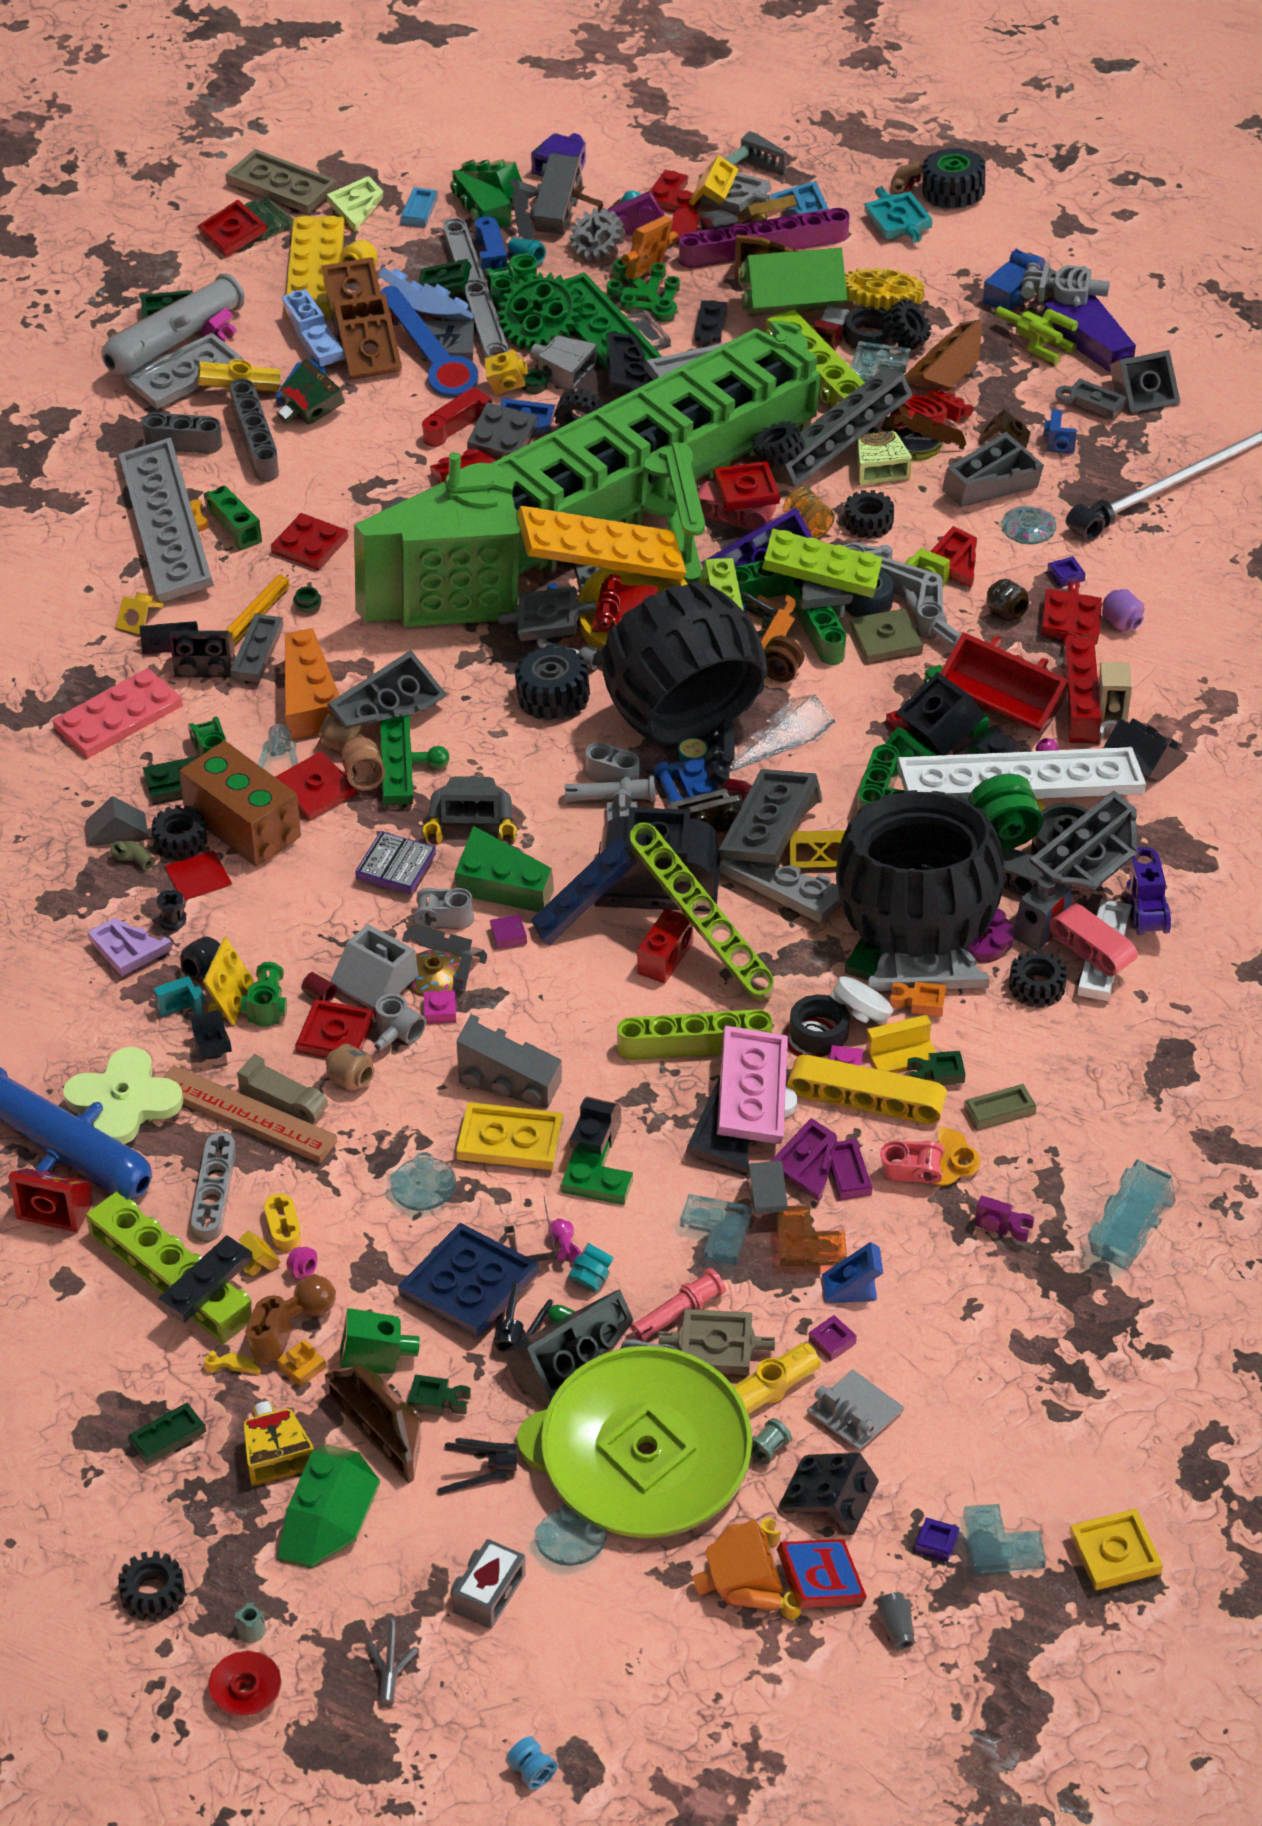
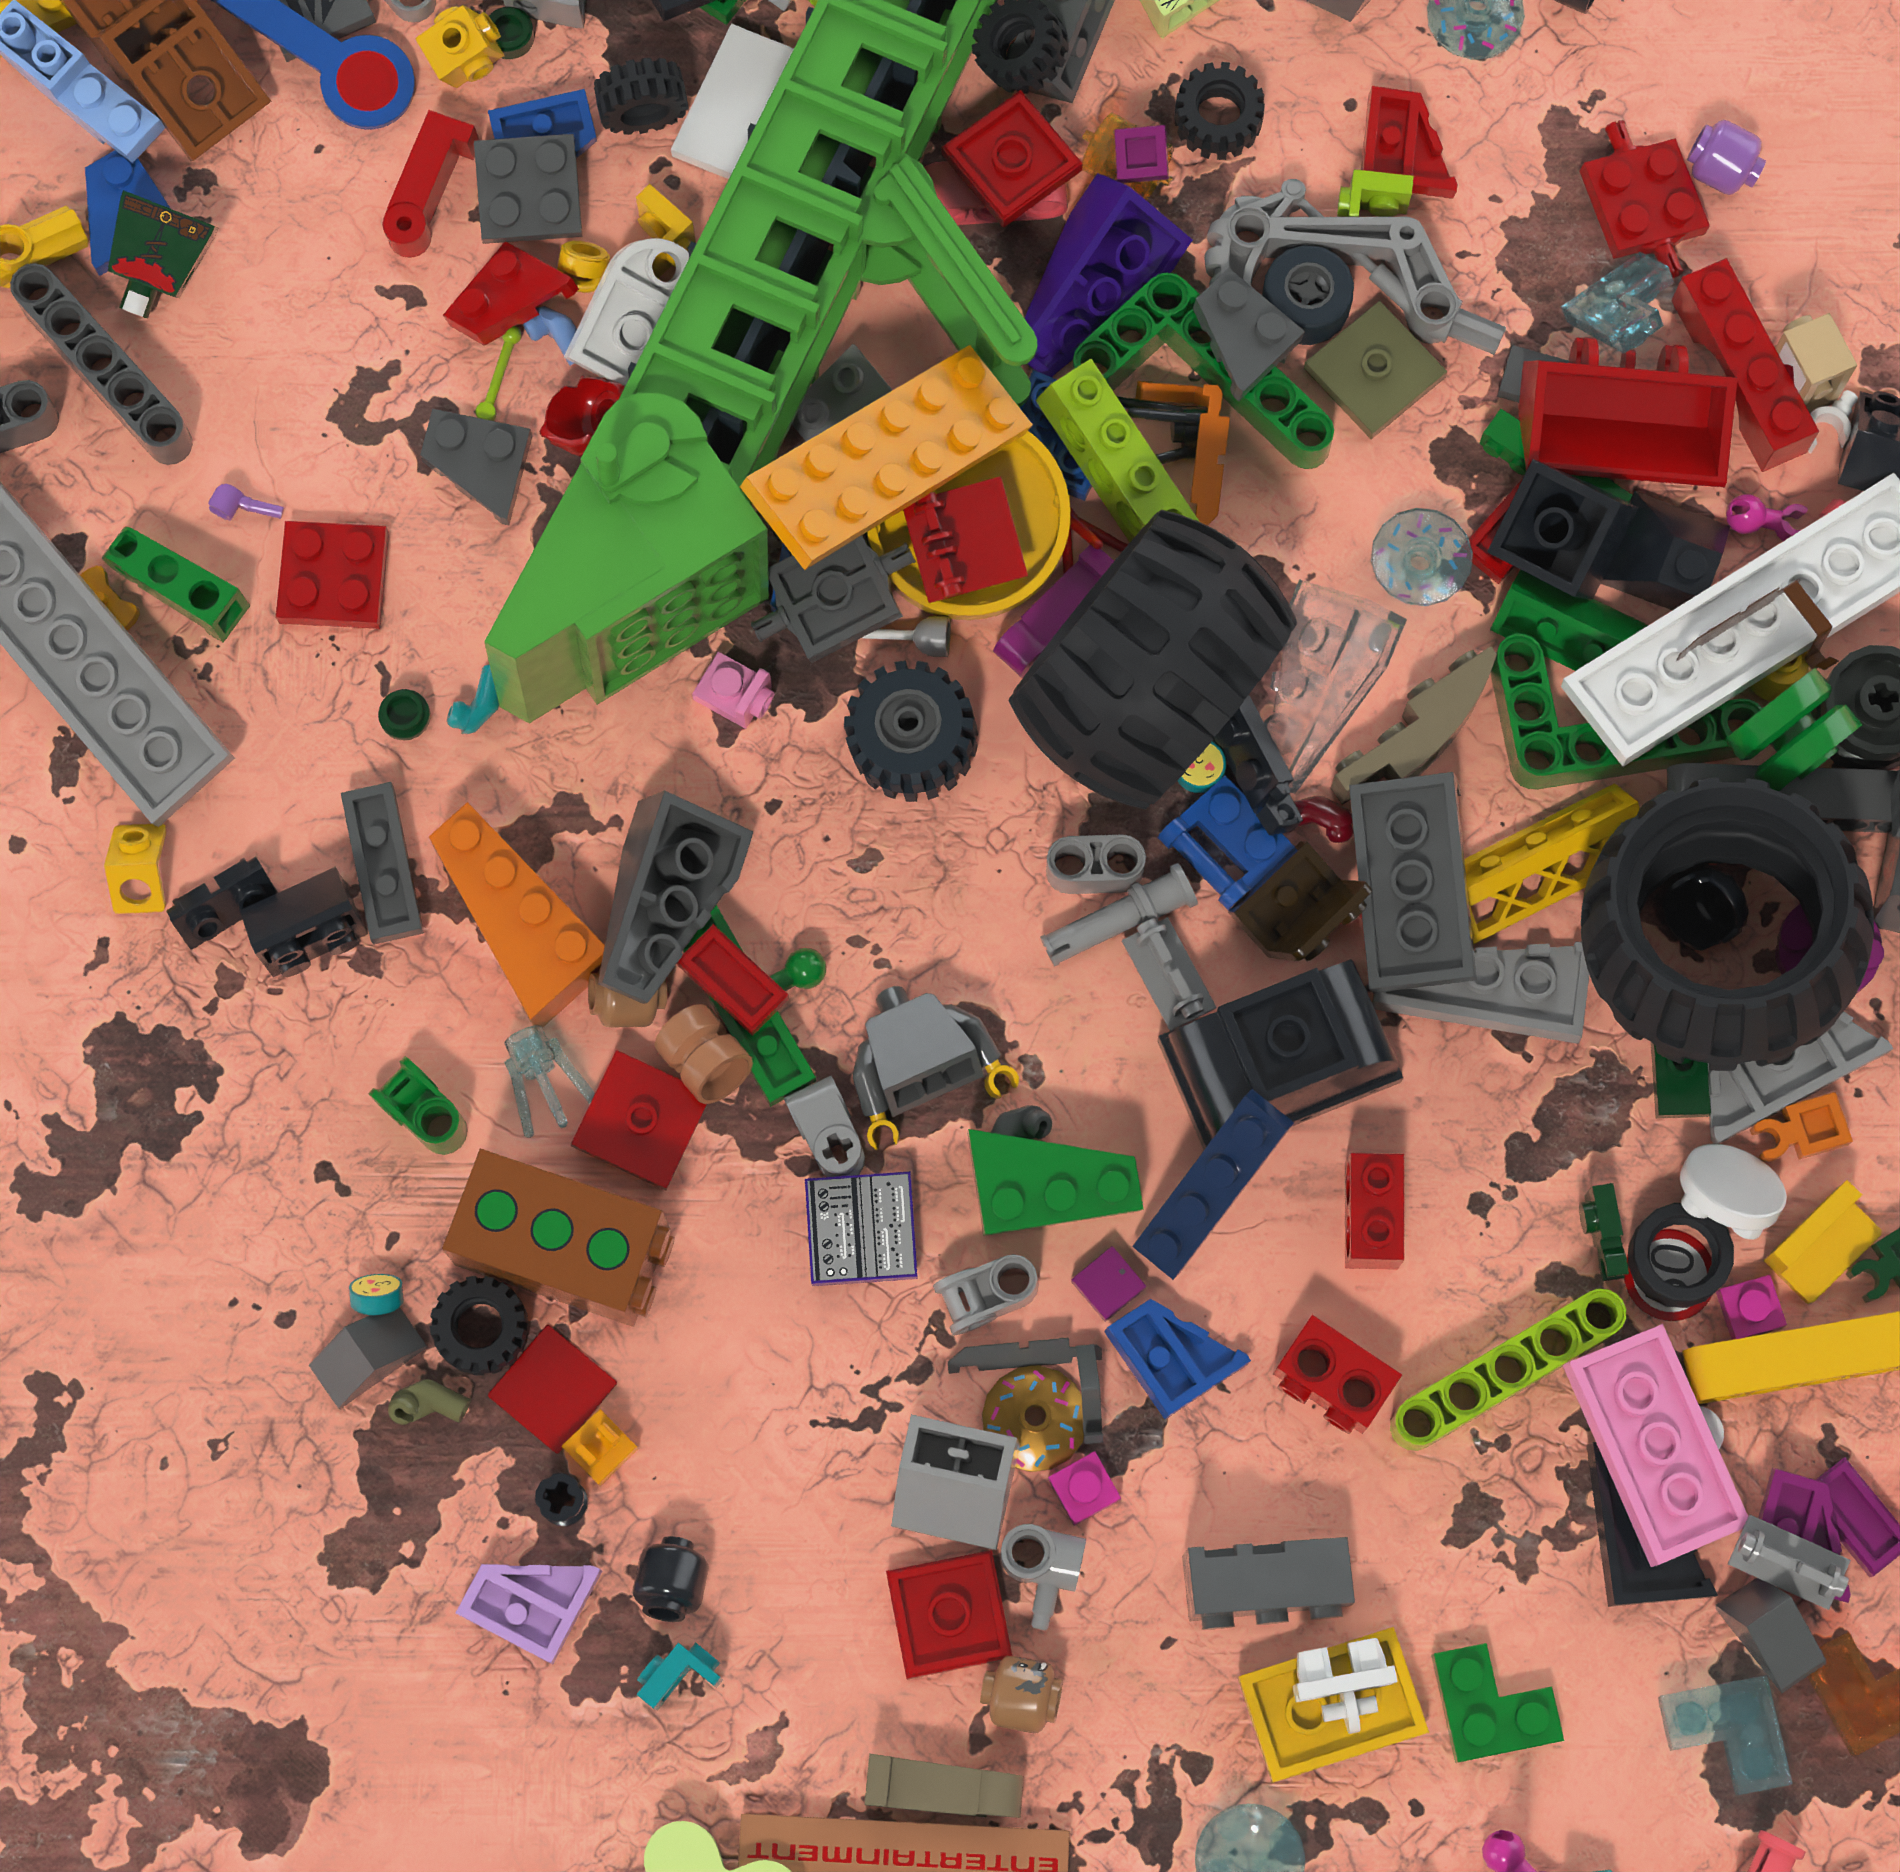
camera: 25 degrees left, 30 degrees up
(117, 713) = (227, 1105): coral plate -> none
(137, 801) = (376, 1294): none -> tile
(164, 780) = (405, 1207): dark green plate -> none
(205, 902) = (600, 1447): none -> light orange tile
(210, 1035) = (771, 1733): black bracket -> none
(227, 982) = (746, 1621): yellow hinge -> none
(258, 606) = (328, 778): light orange axle -> none
(264, 1000) = (808, 1601): green connector -> none
(280, 497) = (228, 498): none -> medium lavender hand
(319, 987) = (880, 1544): dark red hinge -> none
(341, 611) = (482, 707): none -> teal arm
(397, 742) = (733, 980): none -> red tile
(406, 816) = (824, 1124): none -> light grey piece
(476, 645) = (734, 690): none -> bright pink bracket
(519, 1116) = (1368, 1672): none -> white hips
(521, 969) = (1171, 1356): none -> blue wing
(596, 1125) = (1463, 1633): black brick -> none
(600, 1002) = (1344, 1363): none -> red brick
(696, 897) = (1407, 1144): lime beam -> none
(783, 658) = (1248, 510): reddish brown wheel -> none
(785, 993) = (1602, 1219): none -> dark green plate
(796, 1159) = (1790, 1562): none -> light grey hinge
(812, 501) = (1141, 154): none -> magenta tile
(822, 563) = (1234, 297): lime plate -> none
(833, 766) = (1433, 720): none -> dark tan slope
(861, 707) = (1426, 535): none -> clear light blue dish
(1007, 599) = (1535, 214): dark brown head -> none
(1017, 761) = (1804, 605): none -> reddish brown piece
(1027, 646) = (1618, 306): none -> clear light blue plate
(1065, 571) = (1587, 98): dark purple tile -> none

